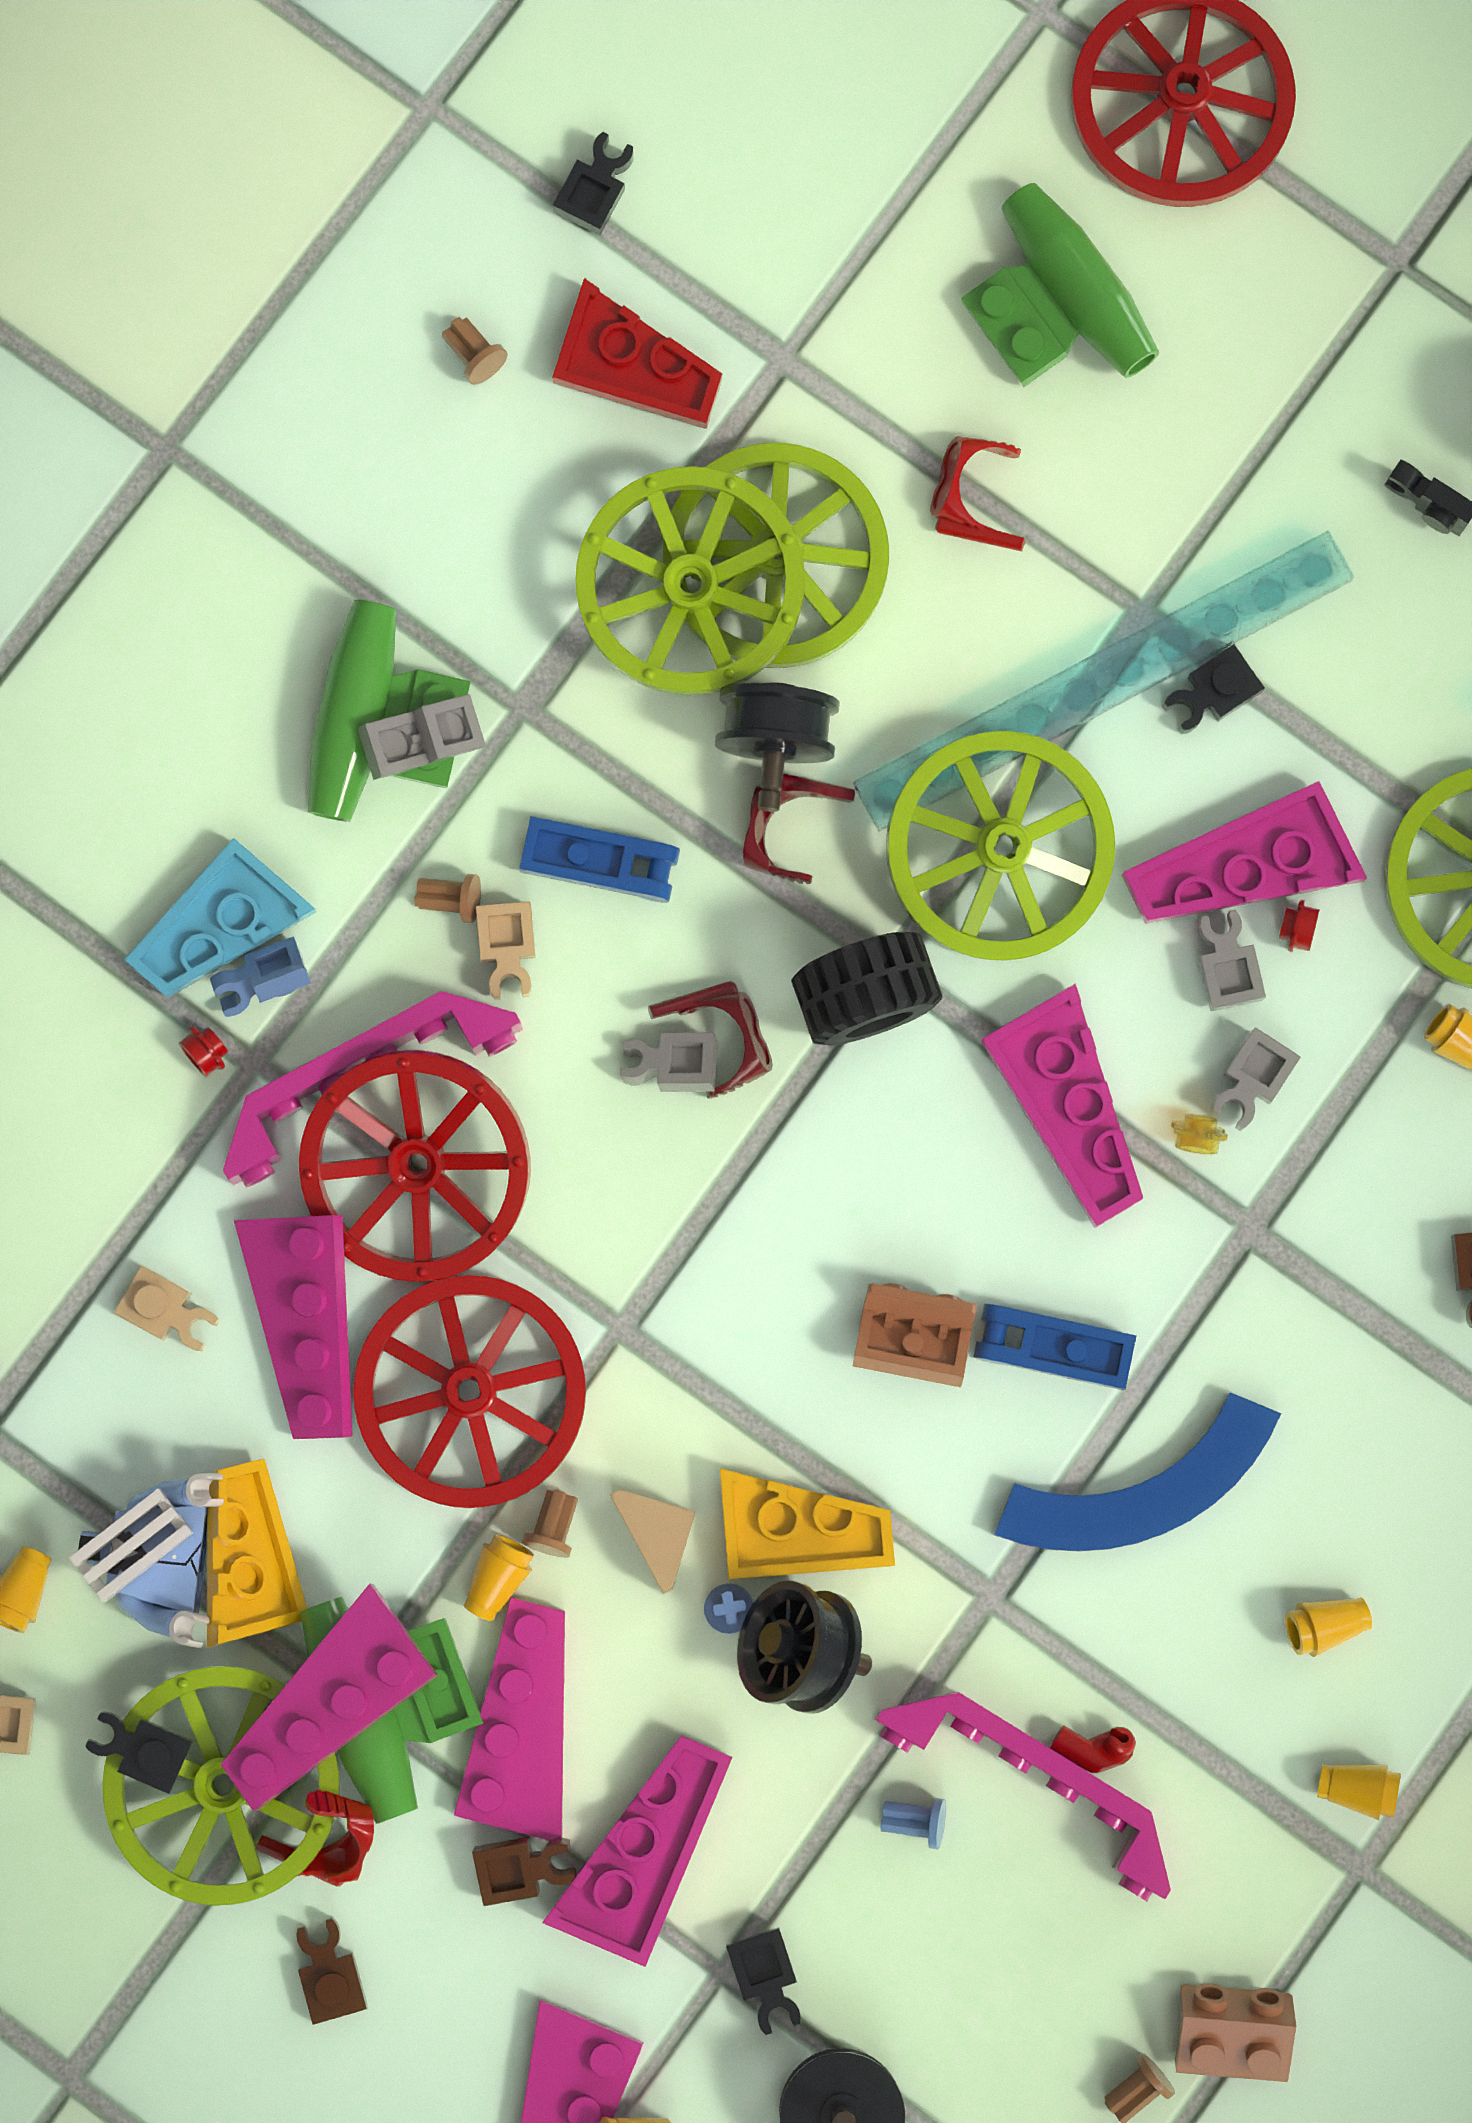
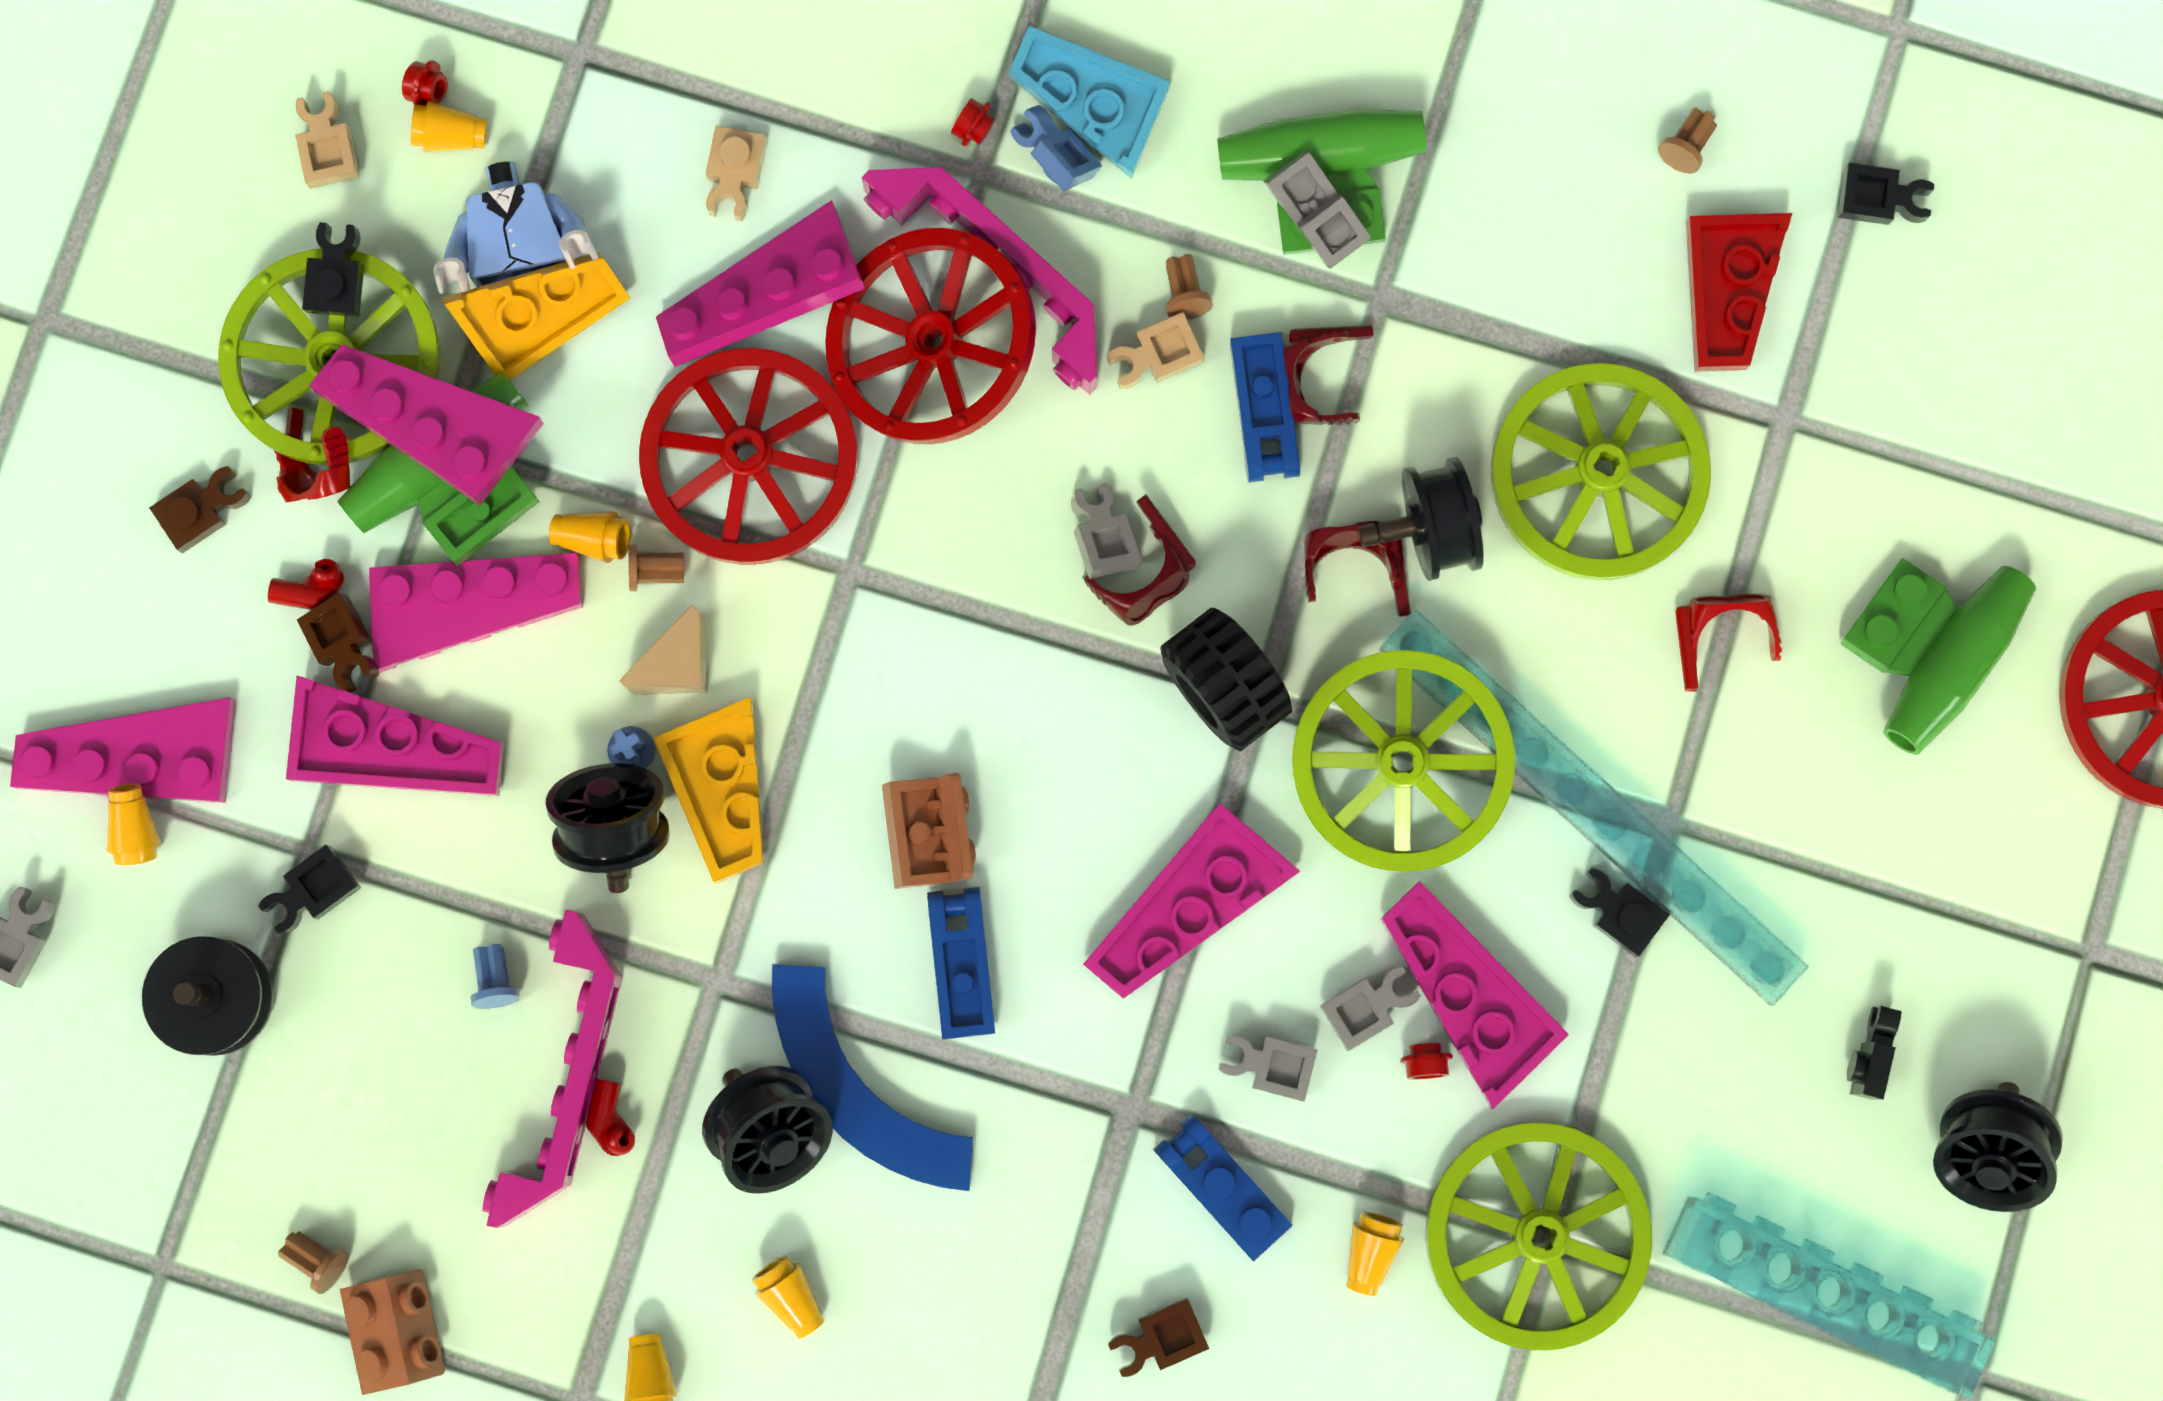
camera: 75 degrees right, 0 degrees up
(93, 1574) = (474, 179): white tile -> none
(456, 1881) = (318, 587): none -> red arm
(548, 800) = (1301, 346): none -> dark red helmet
(698, 567) = (1544, 383): lime wheel -> none
(1159, 1589) = (766, 1128): none -> black wheel
(1198, 1134) = (1200, 1030): clear yellow plate -> none
(1359, 1164) = (1224, 1189): none -> blue plate

